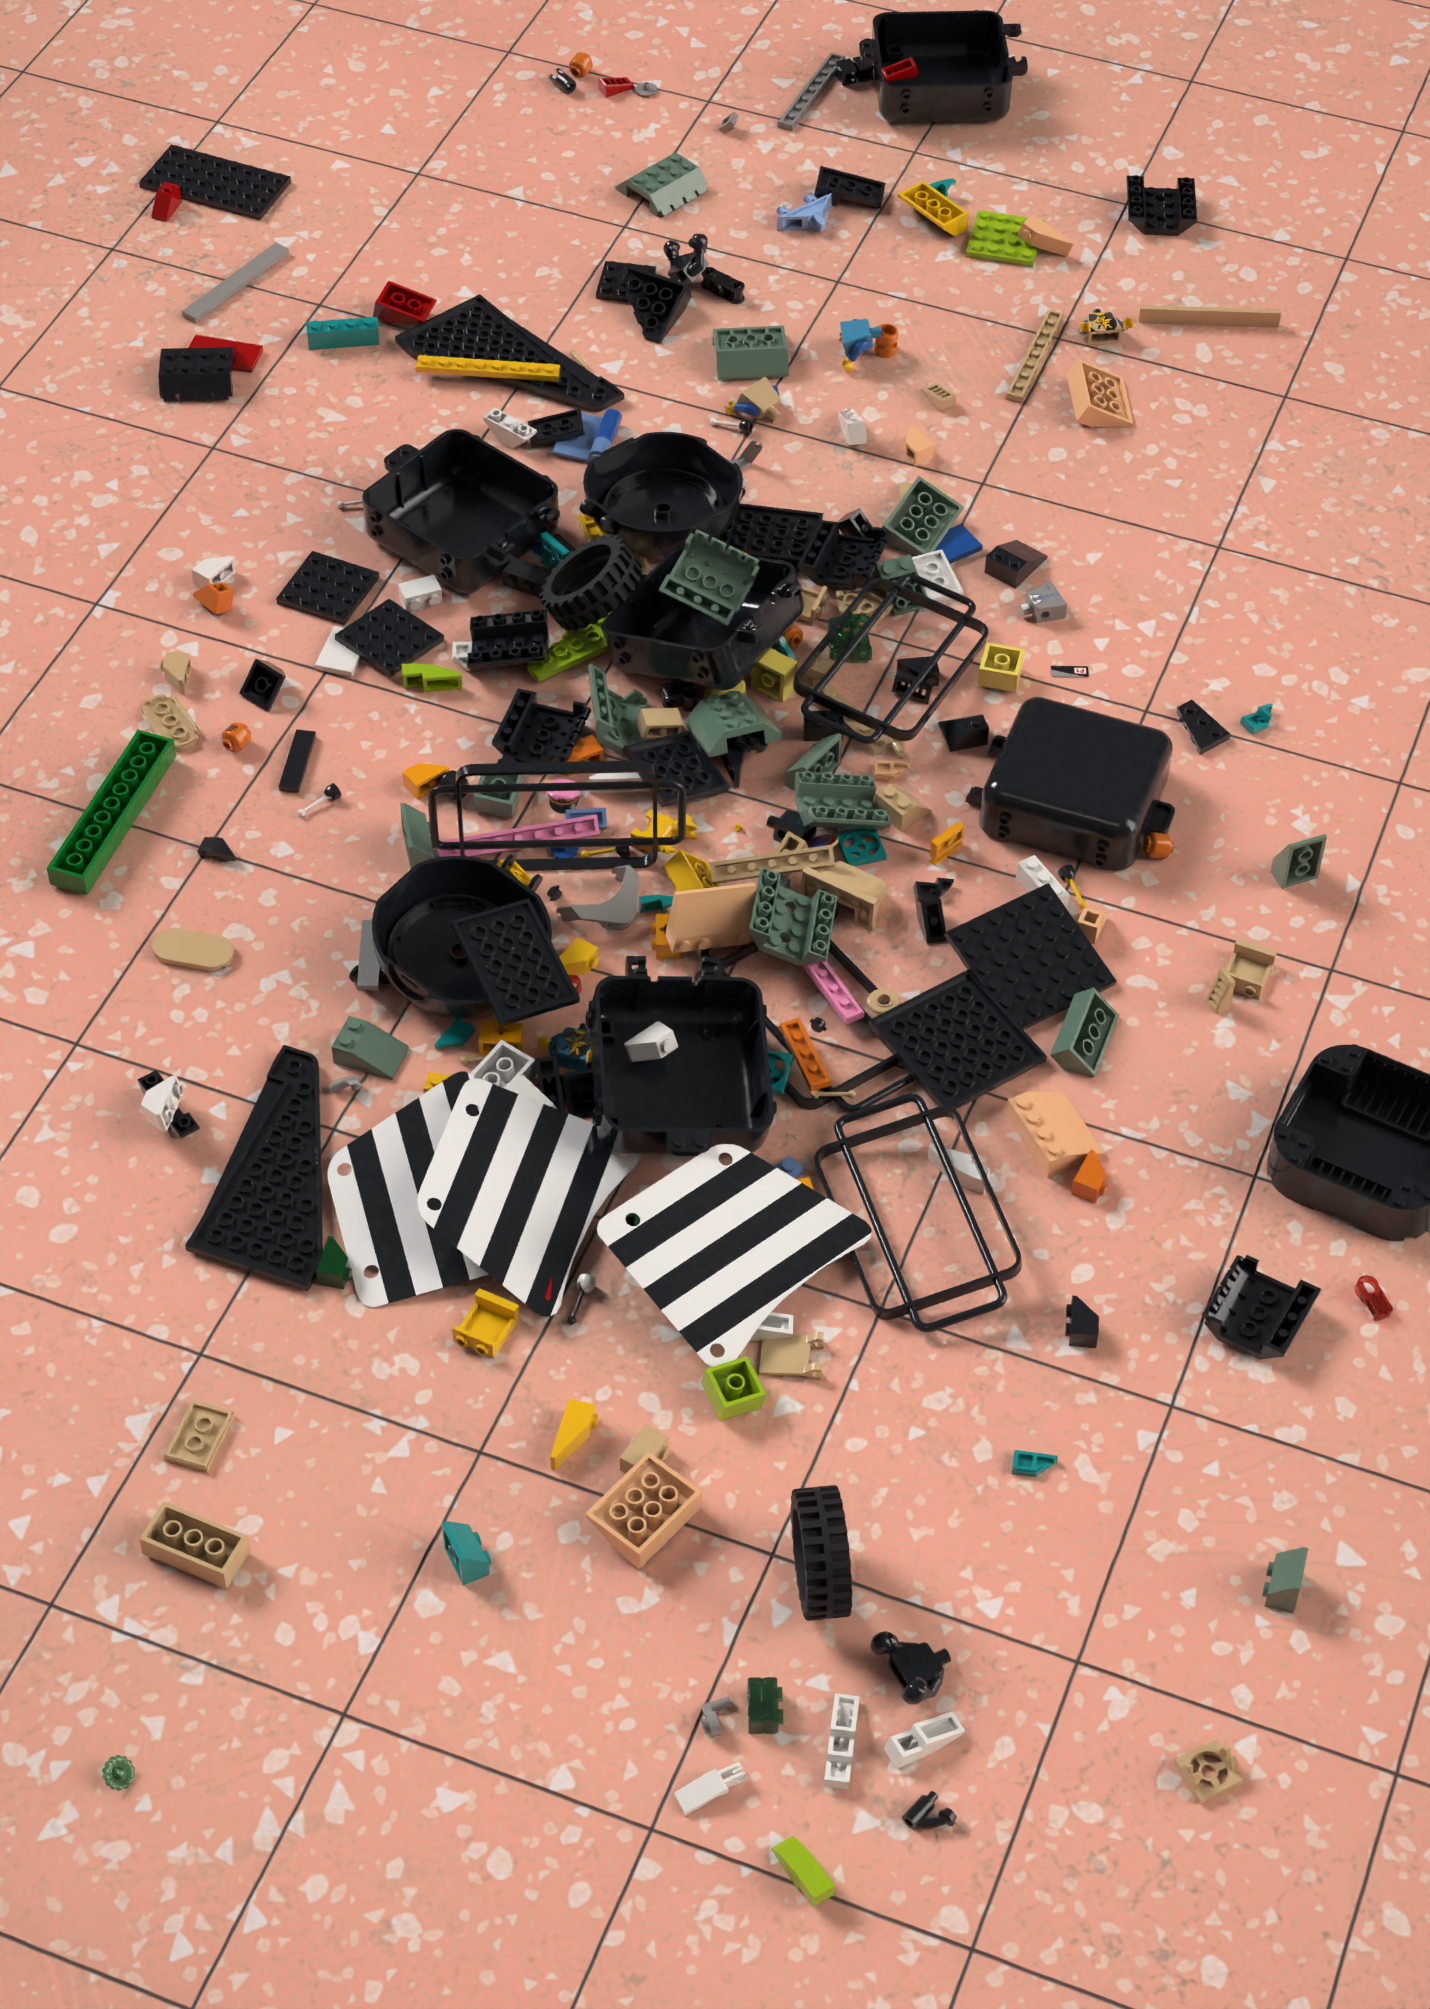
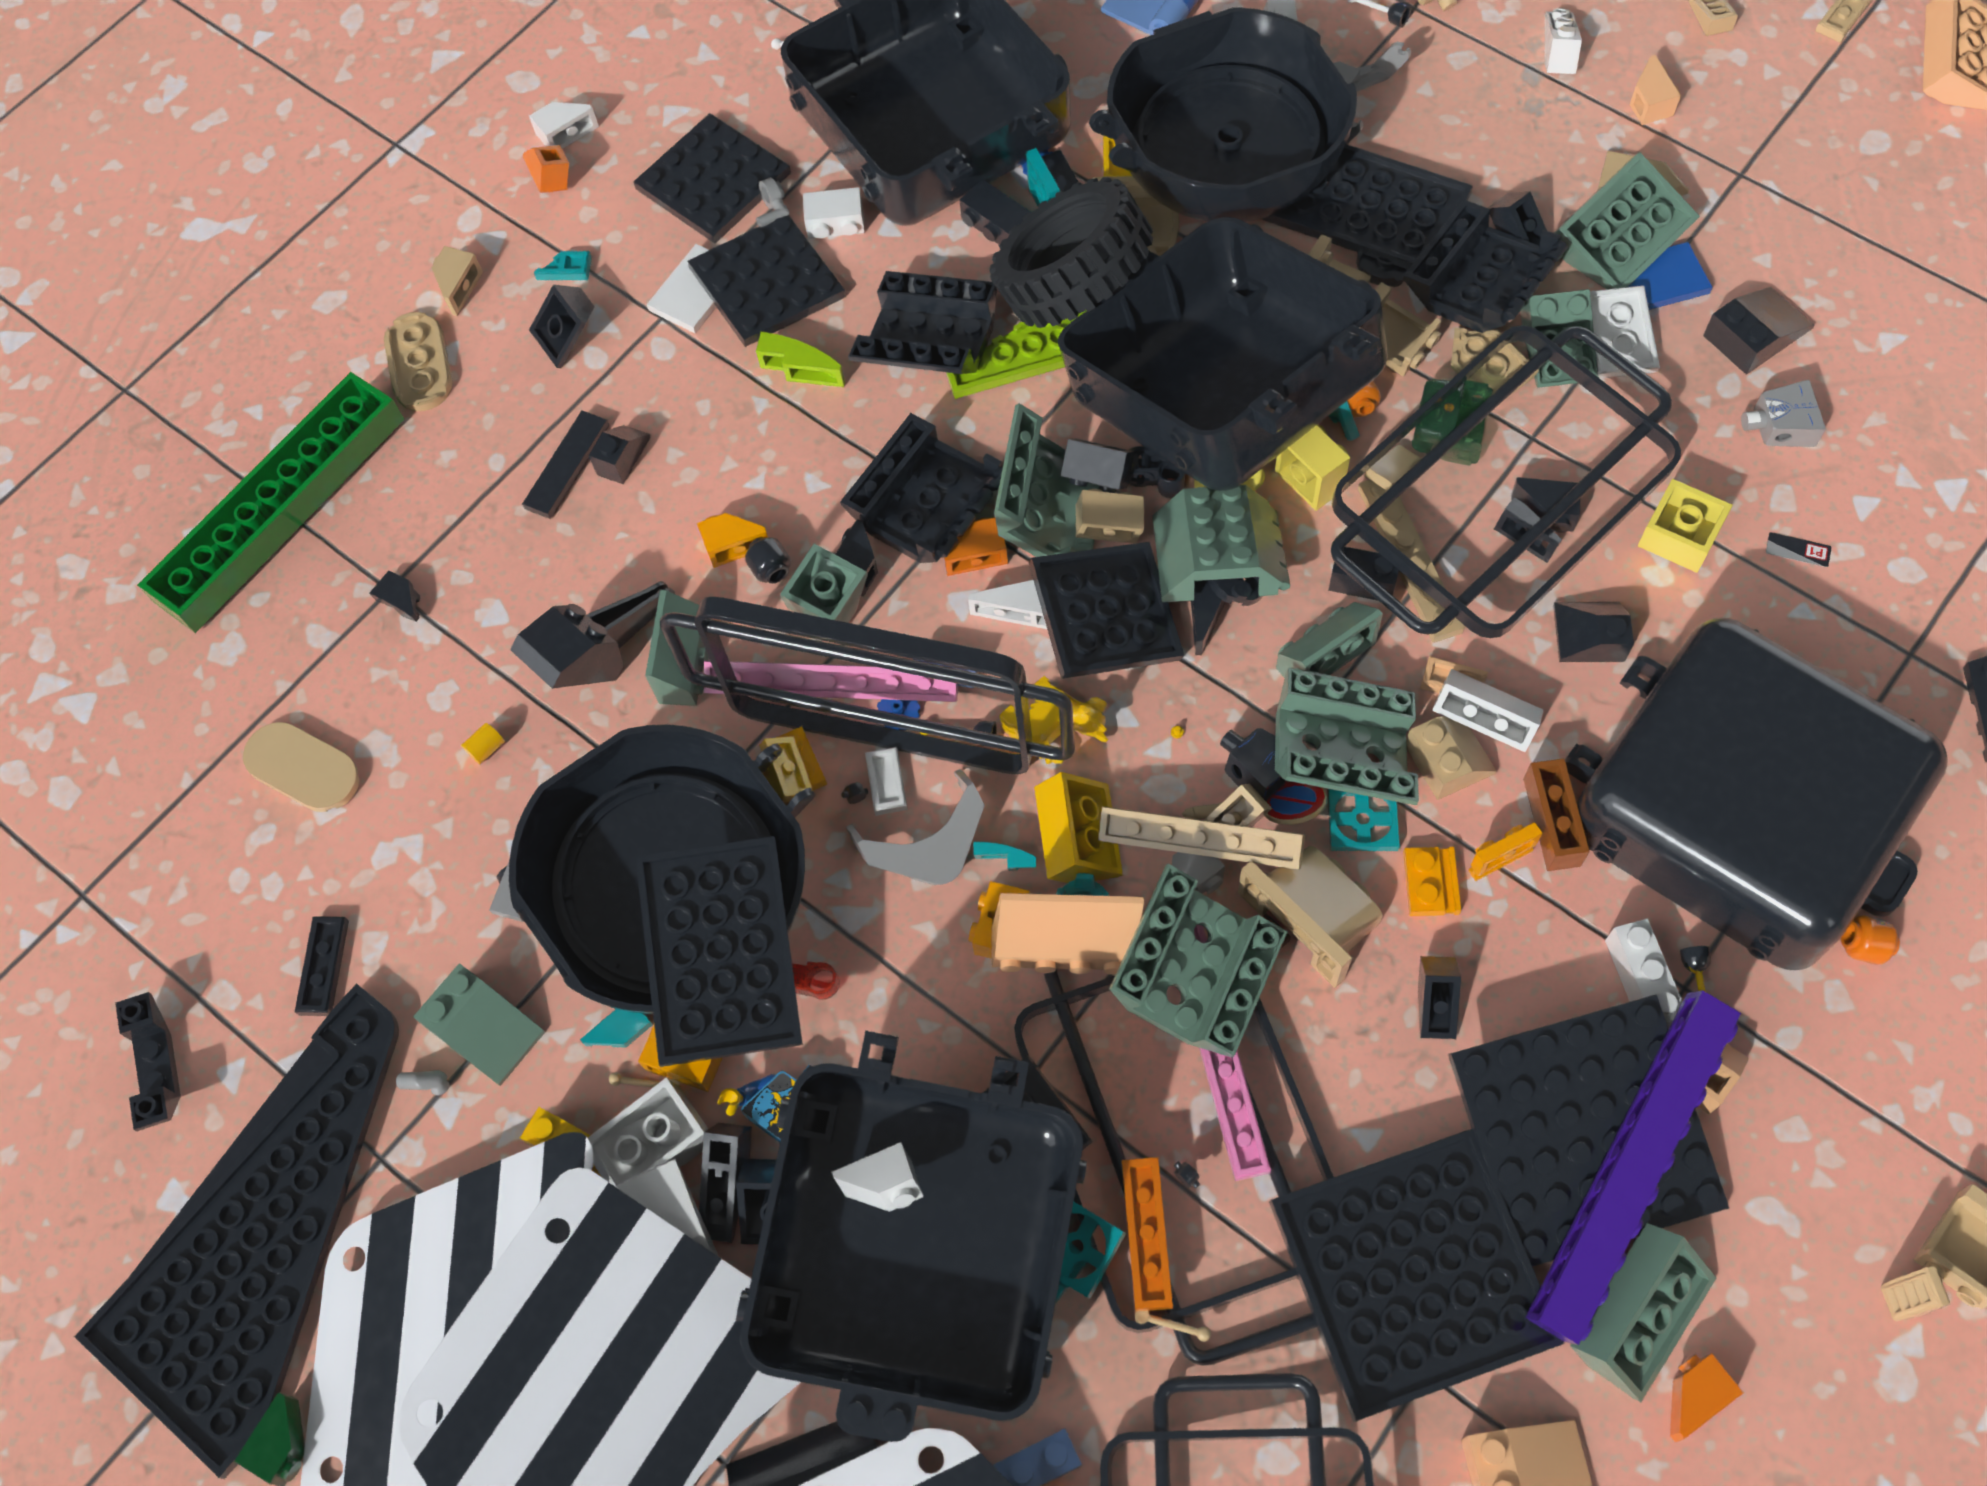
camera: 25 degrees right, 15 degrees up
(161, 1102) = (127, 1062): white slope -> none
(236, 737) = (491, 407): orange head -> none
(248, 653) = (566, 266): none -> teal tile
(253, 1045) = (321, 966): none -> black tile
(309, 913) = (483, 743): none -> yellow piece
(330, 749) = (618, 452): none -> black slope
(330, 793) = (590, 533): hinge -> none
(360, 842) = (580, 648): none -> black slope
(375, 590) = (772, 195): none -> light grey plate
(460, 653) = (860, 322): white slope -> none
(563, 800) = (926, 610): piece -> none
(570, 884) = (886, 781): none -> white tile
(580, 957) = (845, 933): yellow slope -> none
(643, 695) = (1097, 464): none -> brick
(711, 577) = (1248, 289): sand green slope -> none
(882, 995) = (1314, 1139): tan piece -> none
(897, 747) = (1474, 640): tan piece -> none
(909, 868) = (1431, 881): none -> light orange plate
(916, 777) = (1488, 710): none -> white brick
(929, 890) = (1455, 934): black slope -> none
(977, 828) = (1556, 814): none -> dark orange brick
(1058, 962) = (1634, 1167): none -> dark purple brick
(1124, 1062) = (1699, 1394): none -> orange slope

